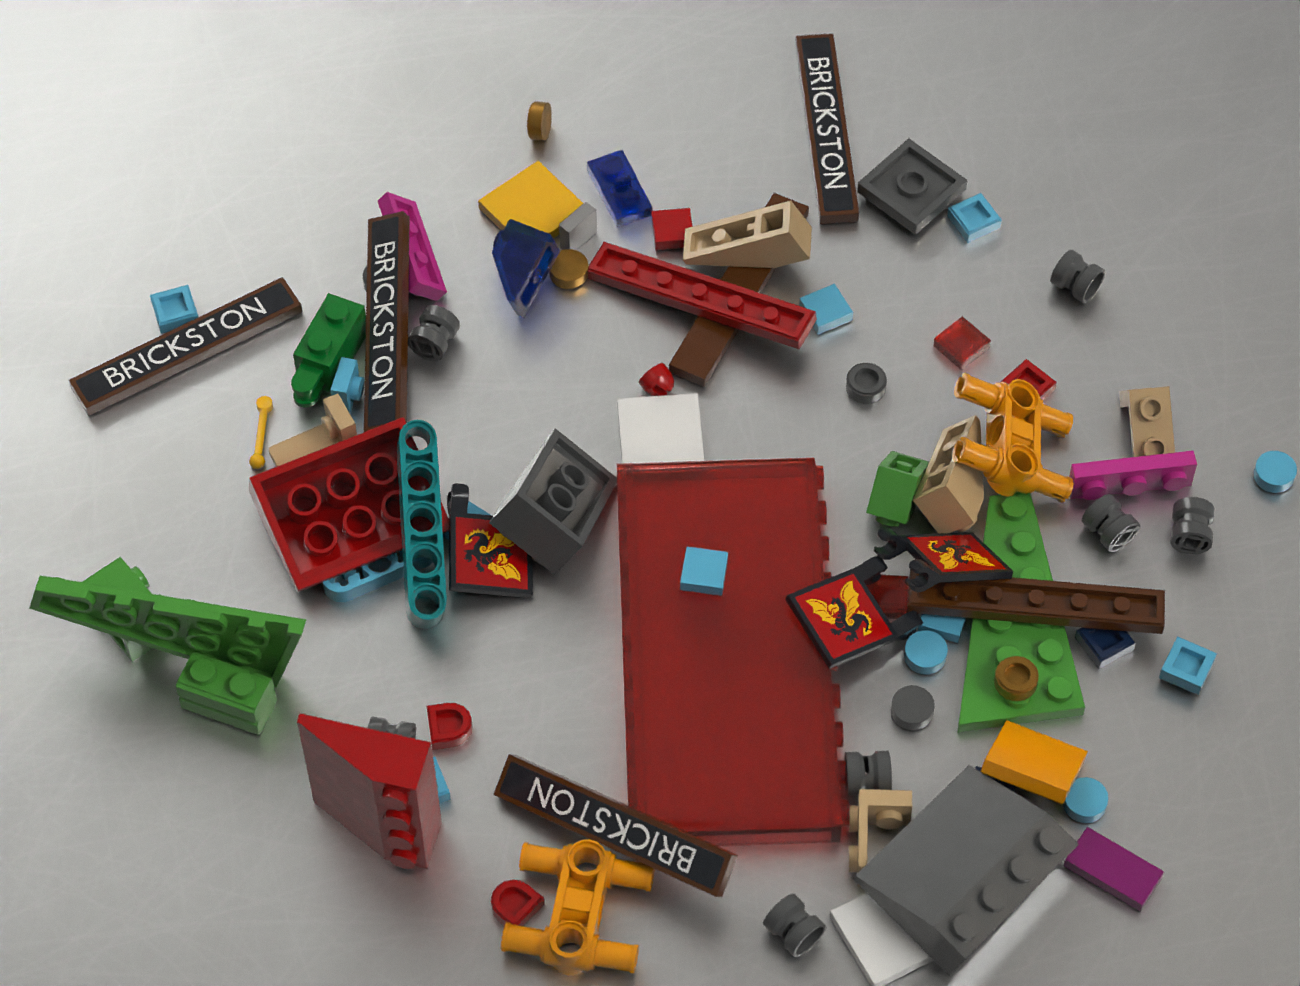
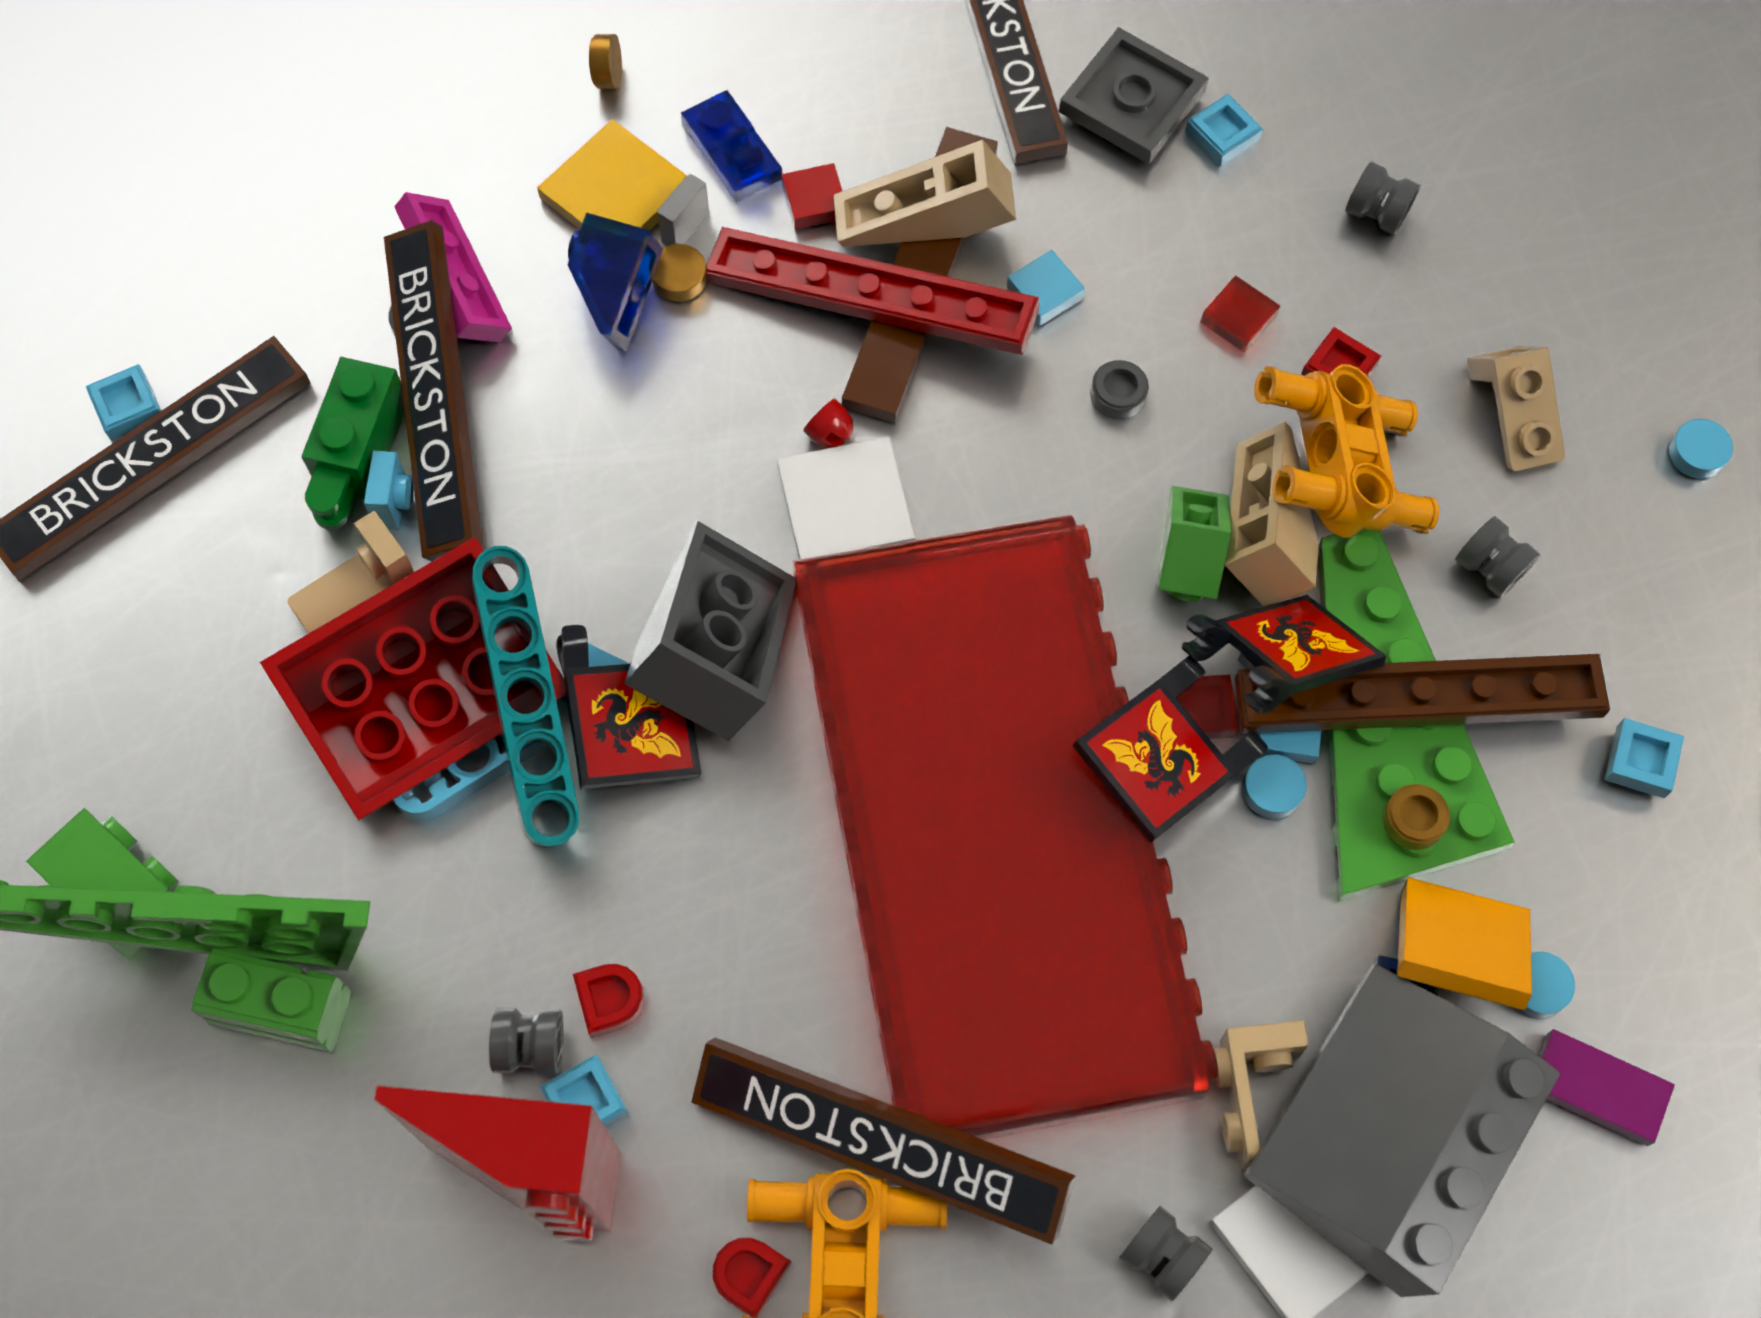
camera: 10 degrees left, 10 degrees up
(264, 406) = (273, 532): yellow hinge -> none
(435, 329) = (501, 393): dark grey wheel -> none
(704, 571) = (948, 716): medium azure tile -> none
(877, 771) = (1231, 991): dark grey wheel -> none
(912, 707) = (1271, 875): dark grey tile -> none
(1104, 645) = (1519, 742): dark blue tile -> none
(1133, 475) = (1517, 481): dark pink plate -> none
(1192, 525) = (1610, 545): dark grey wheel -> none

